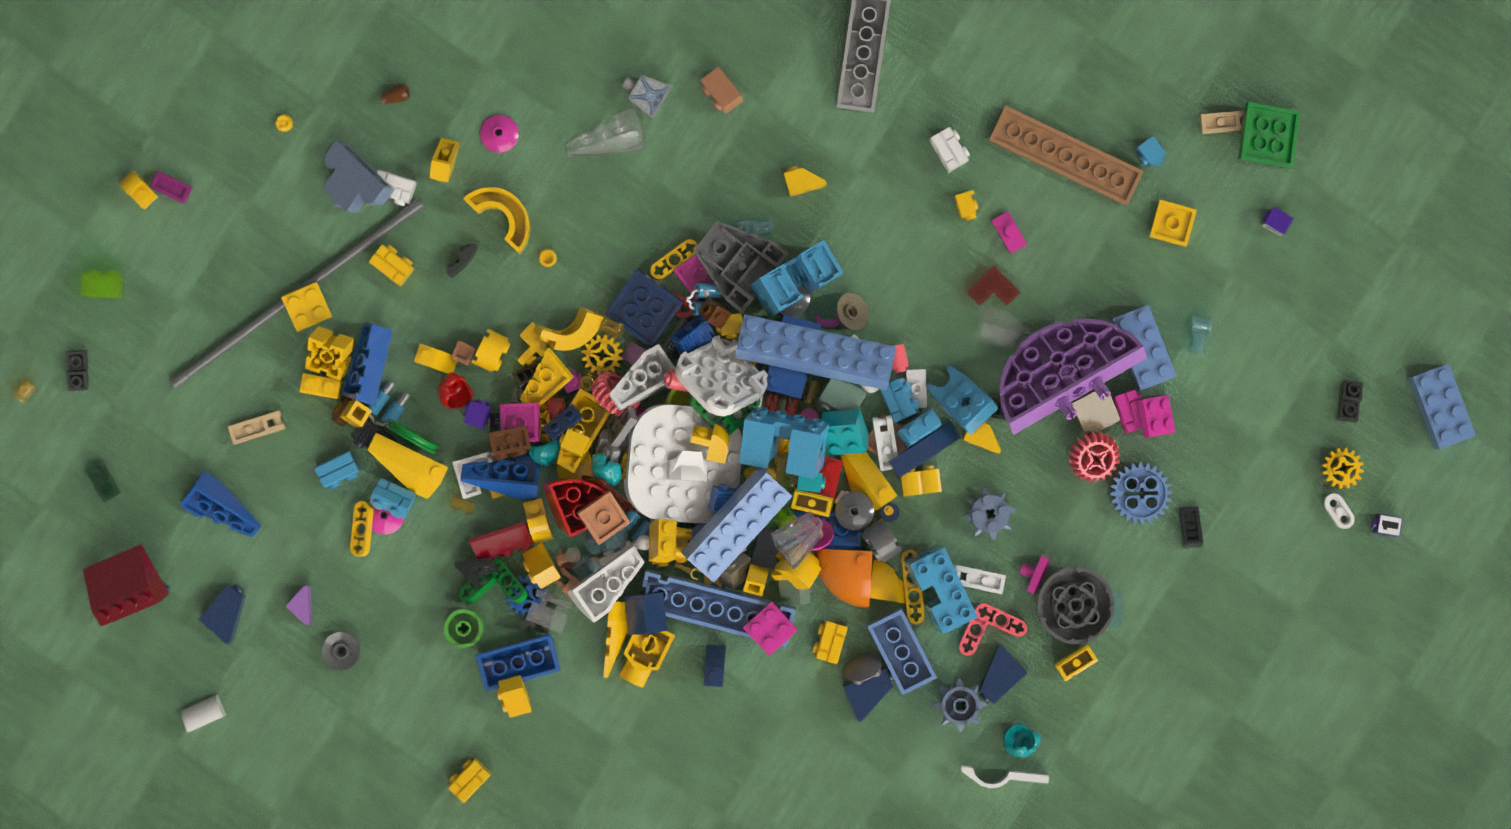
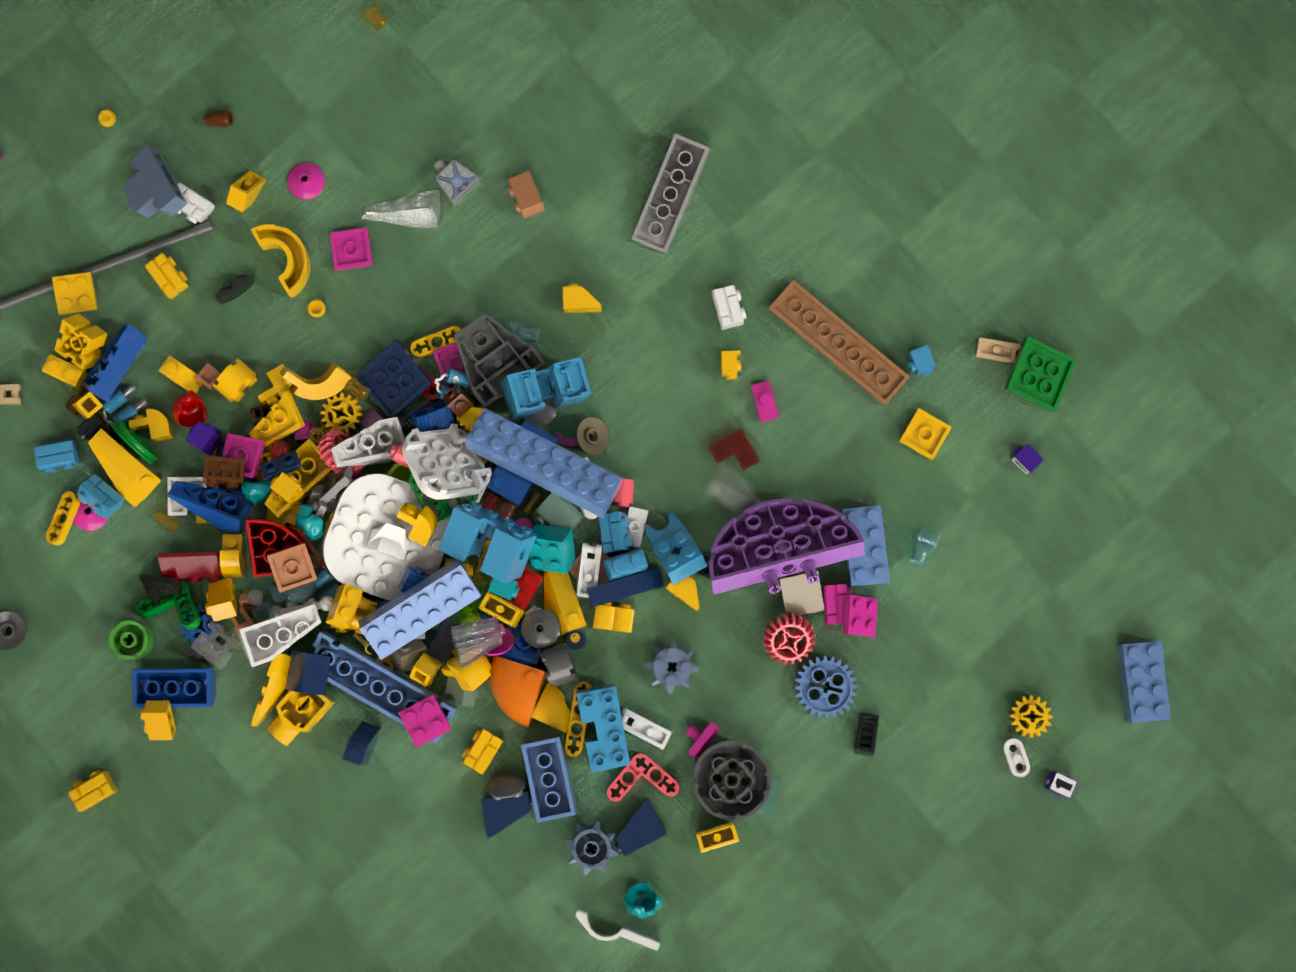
camera: 20 degrees right, 5 degrees down
(426, 411) = (158, 424): none -> yellow brick
(564, 190) = (351, 249): none -> dark pink plate
(1350, 401) = (1054, 652): pearl dark grey slope -> none

